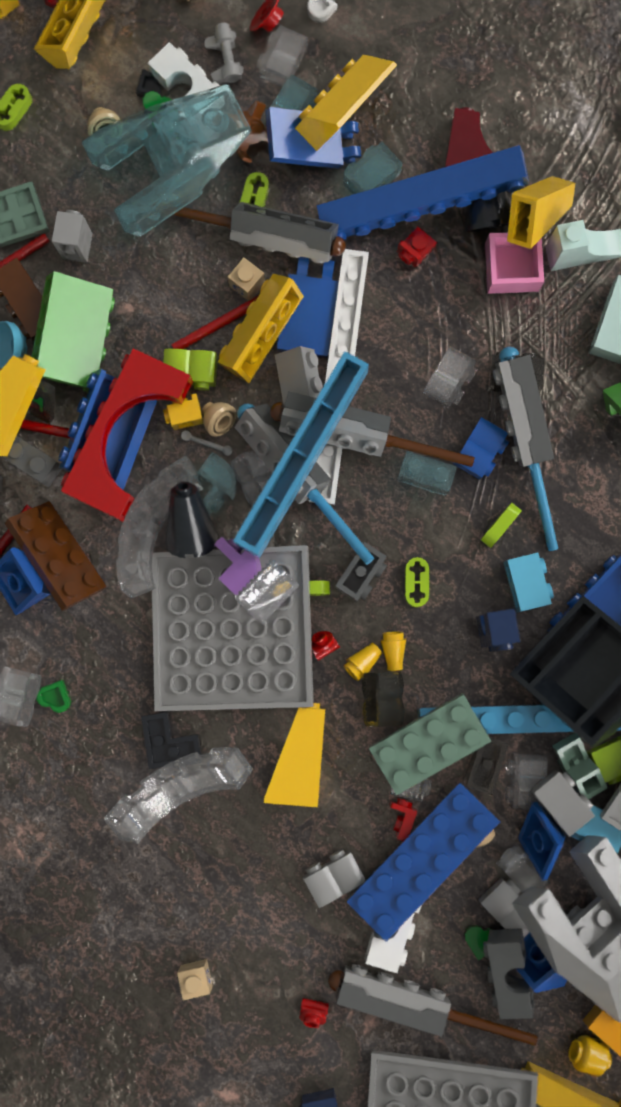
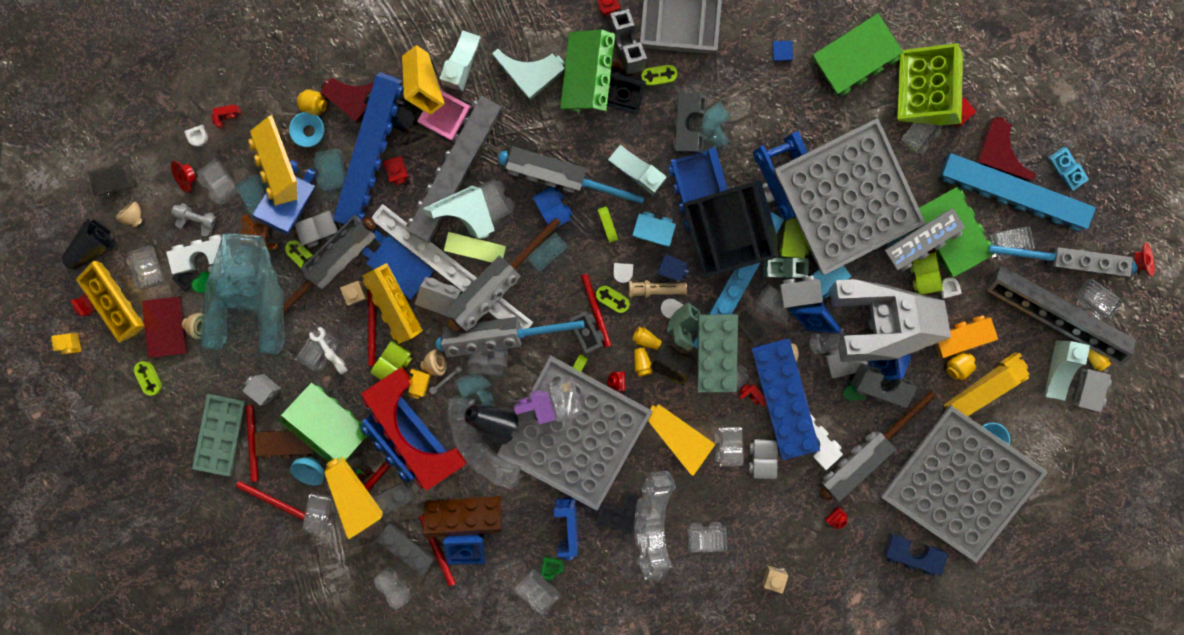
camera: 60 degrees left, 5 degrees up
(81, 91) = (164, 326): none -> dark red tile
(136, 675) = (567, 508): none -> blue panel
(137, 32) = (145, 267): none -> clear brick
(154, 307) = (329, 353): none -> white piece
(156, 275) = (312, 353): none -> clear brick
(197, 864) = (707, 538): none -> clear brick
(294, 194) = (316, 229): none -> light grey brick
(301, 454) = (493, 328): dark azure brick -> none
(325, 826) = (730, 446): none -> clear brick
(366, 20) = (227, 112): none -> red bracket
(380, 384) = (473, 247): none -> yellowish green slope
(392, 569) = (595, 309): none -> red bar
(404, 109) = (298, 125): none -> medium azure piece
(424, 348) = (468, 207): none -> light aqua arch
(436, 108) = (311, 102): none -> yellow head
(437, 683) = (682, 324): none -> sand green brick
(446, 658) = (669, 307): none -> white tile
(454, 617) = (647, 288): none -> tan pin
(455, 576) = (623, 272): none -> white tile
(458, 309) = (456, 165): none -> flat silver brick
(586, 533) = (642, 173): none -> light aqua arch

